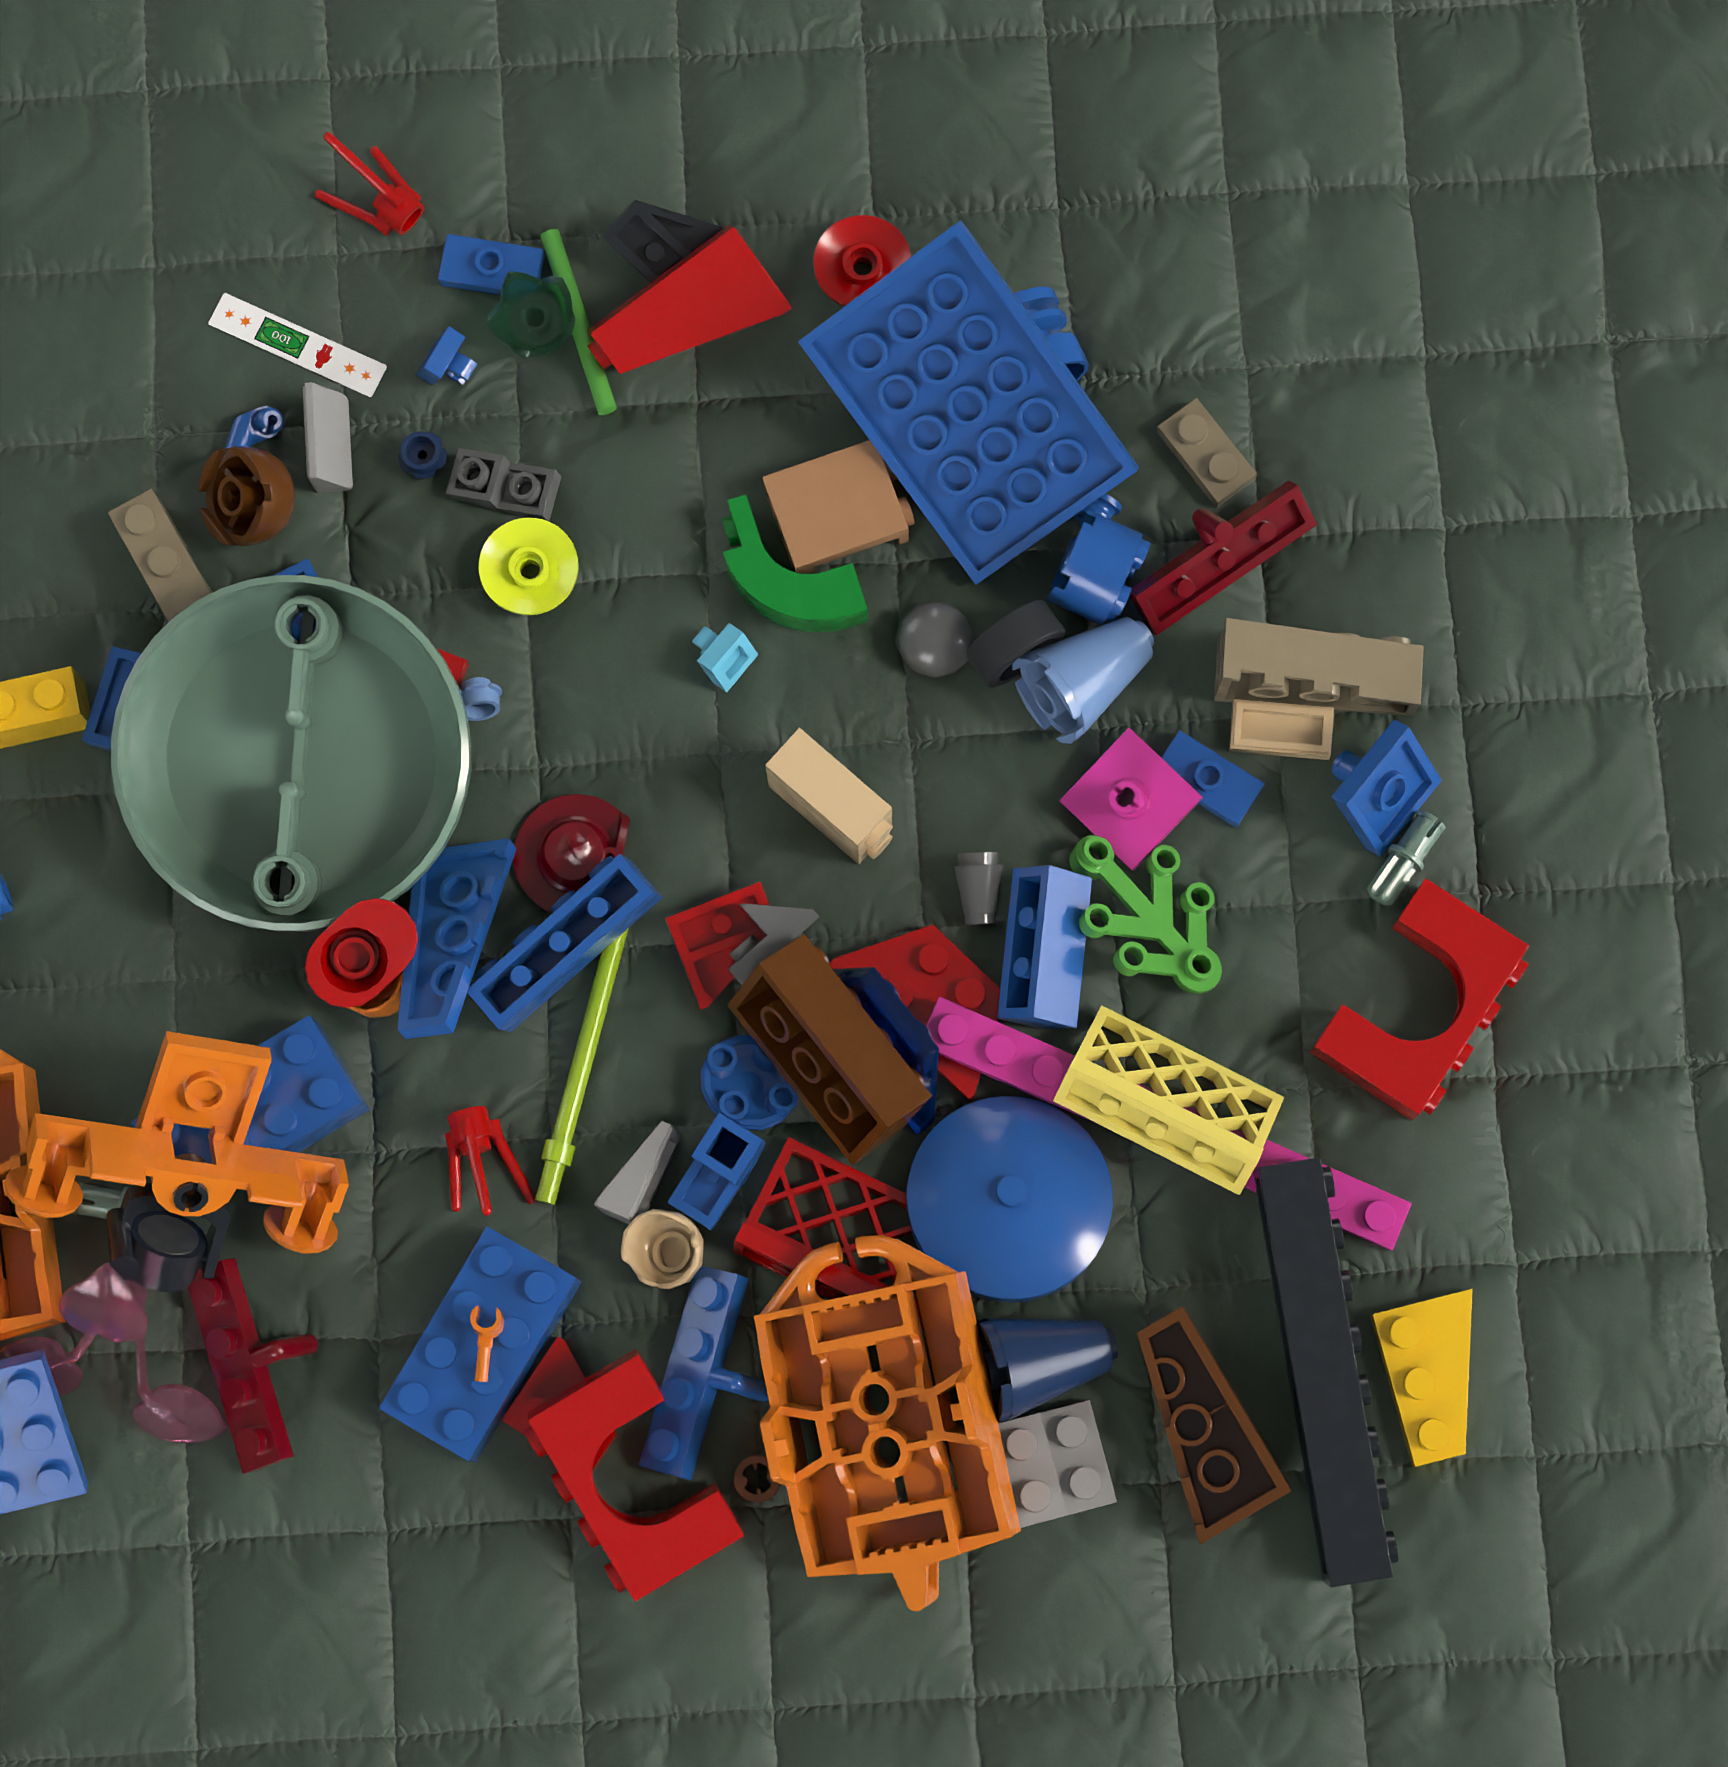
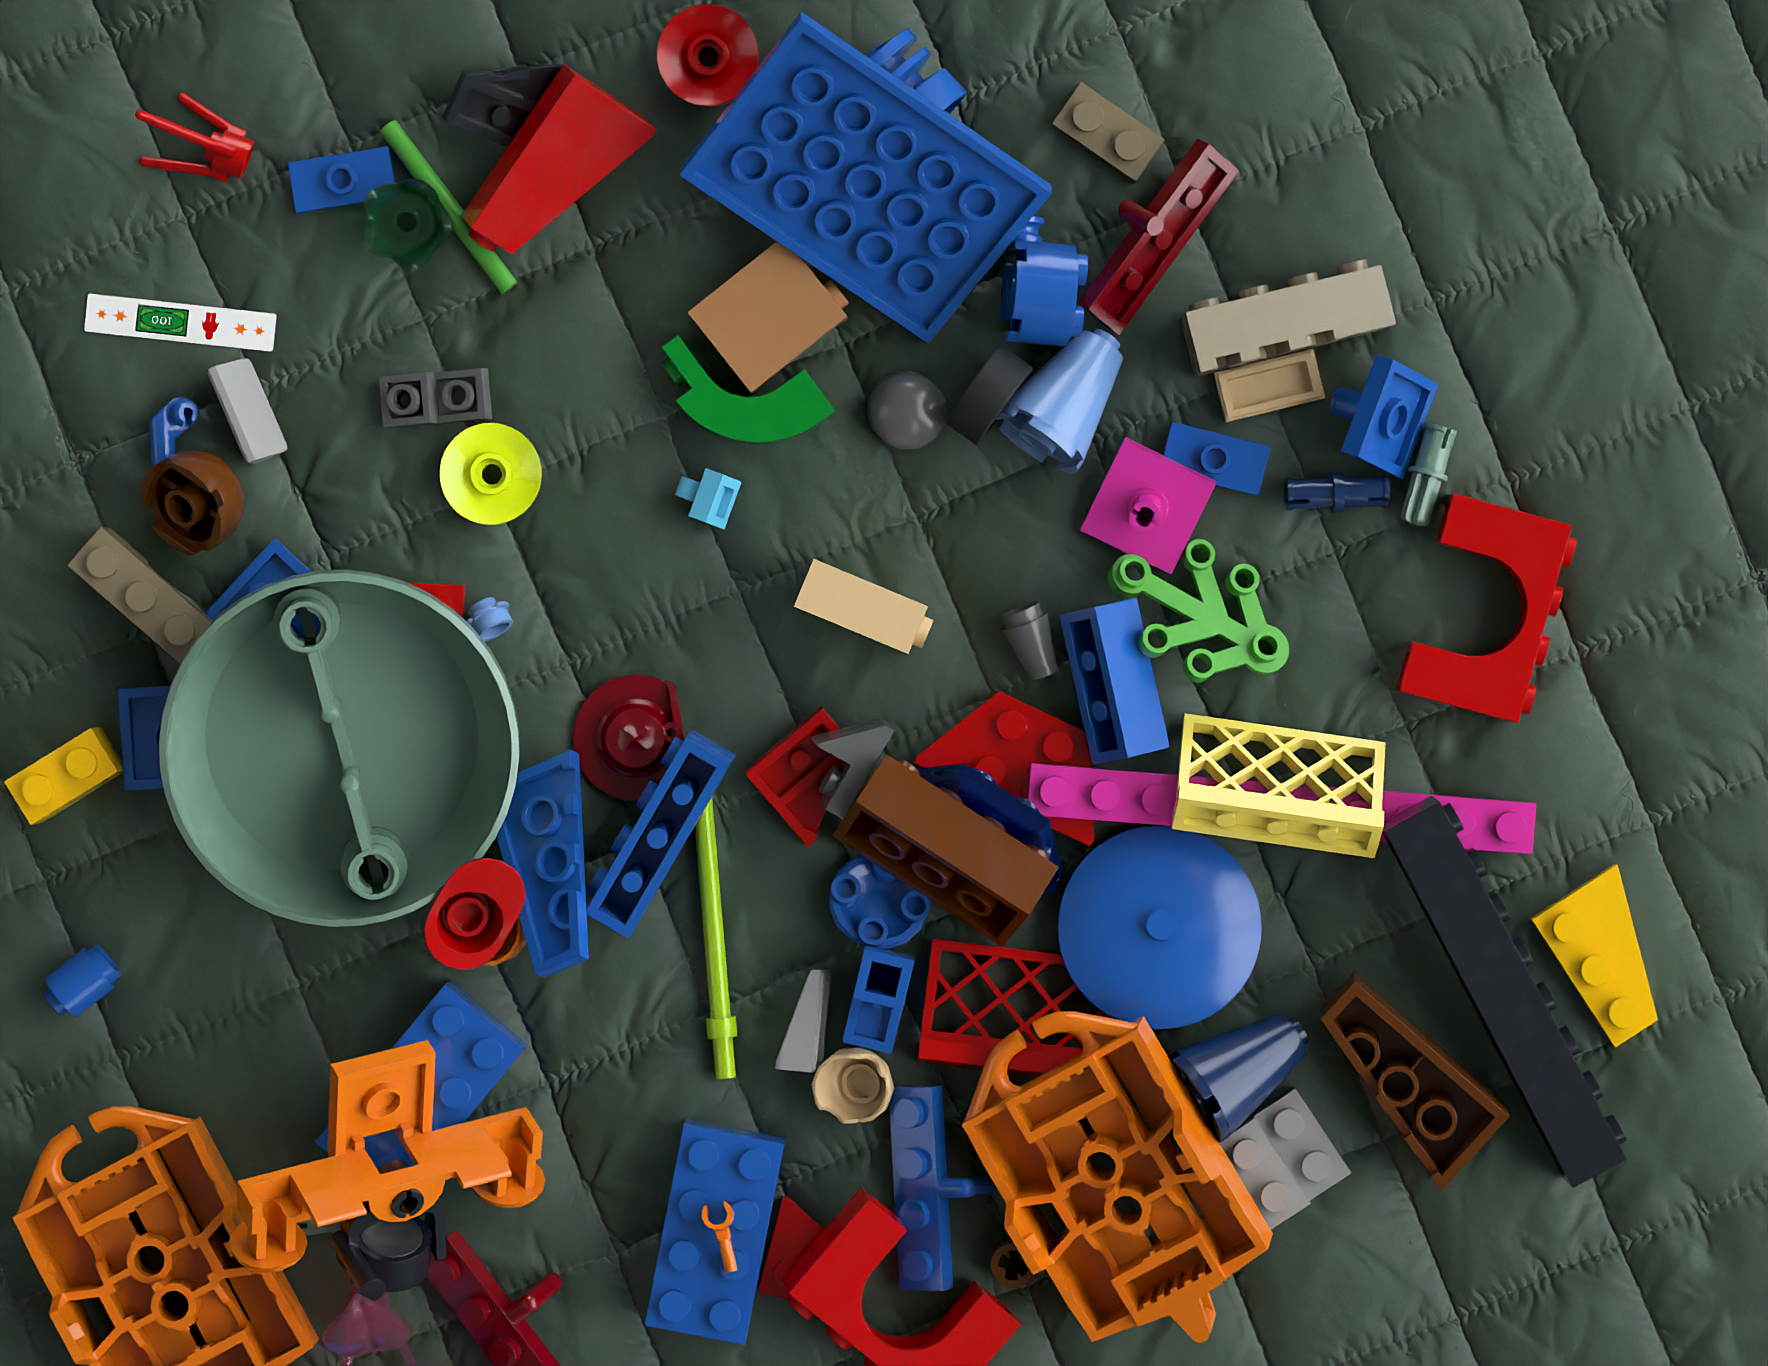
camera: 20 degrees left, 10 degrees up
(417, 443) = (359, 395): dark blue plate -> none
(446, 360) = (331, 292): blue tile -> none
(471, 1135) = (635, 1038): red plant -> none
(1313, 846) = (1336, 492): none -> dark blue pin

